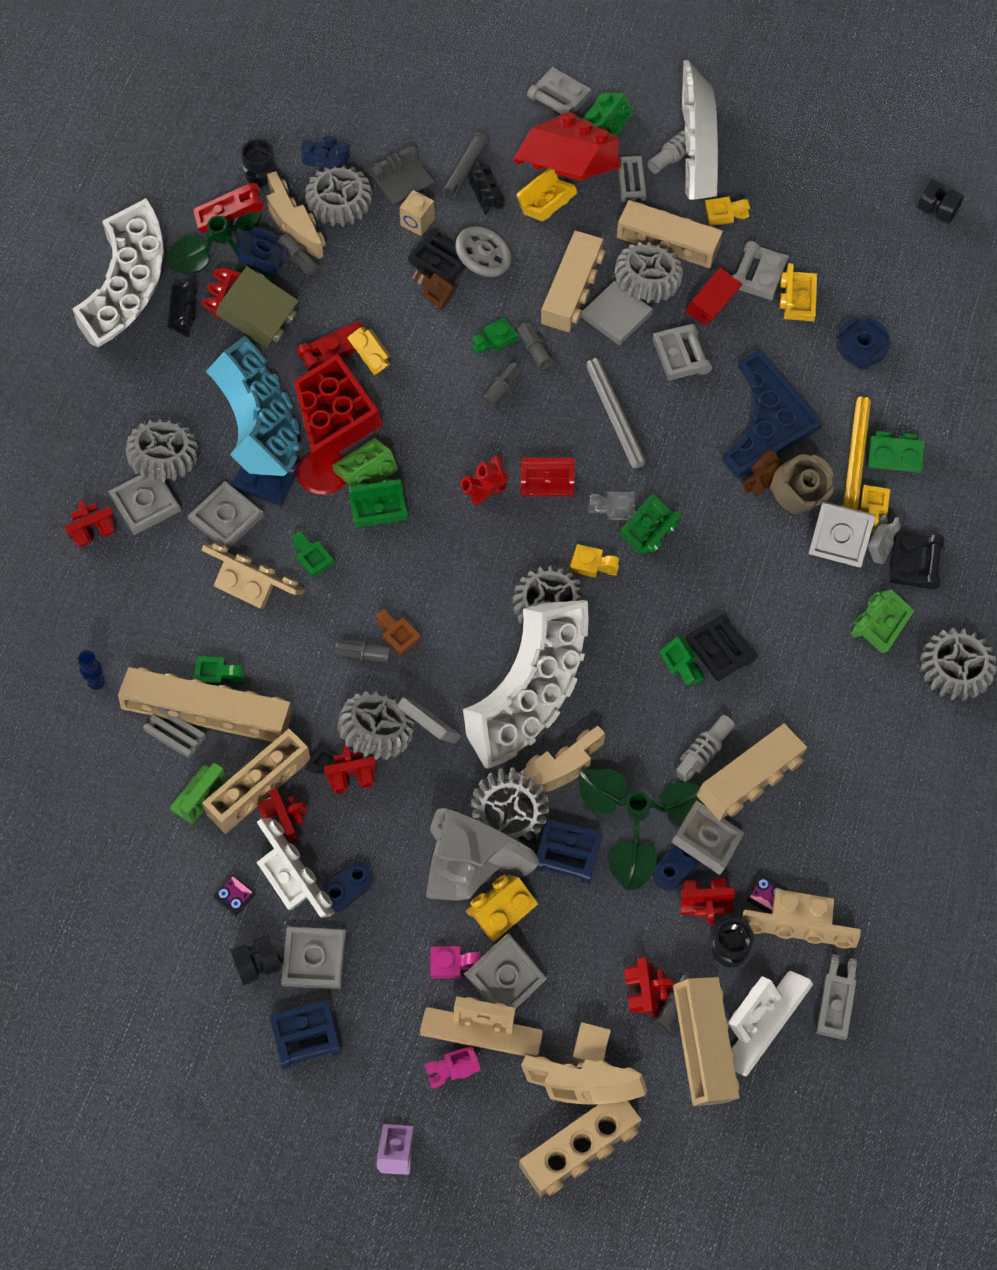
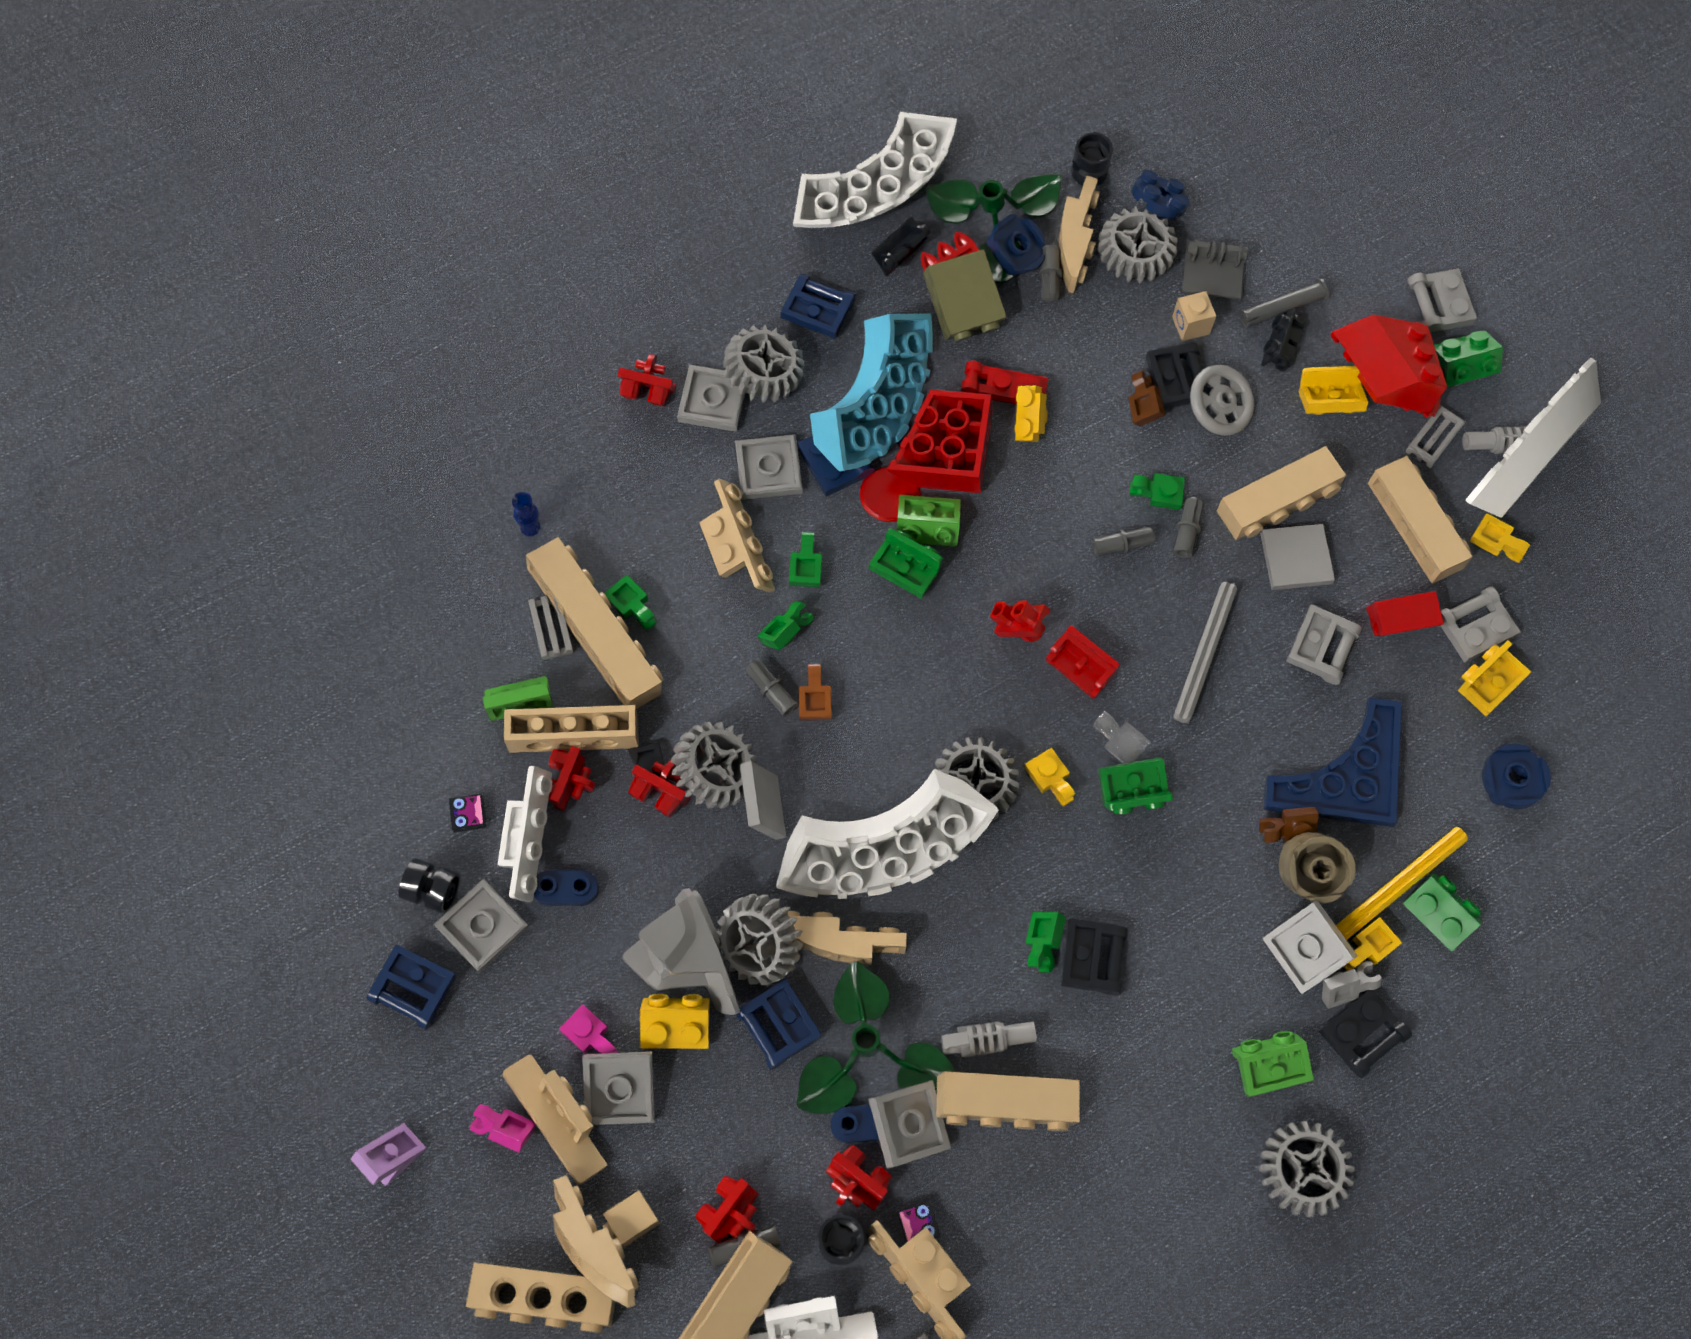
camera: 40 degrees right, 5 degrees up
(163, 393) = (815, 312): none -> dark blue plate
(229, 206) = (1028, 181): red plate -> none
(336, 609) = (783, 628): none -> green plate
(648, 272) = (1357, 550): light grey gear -> none

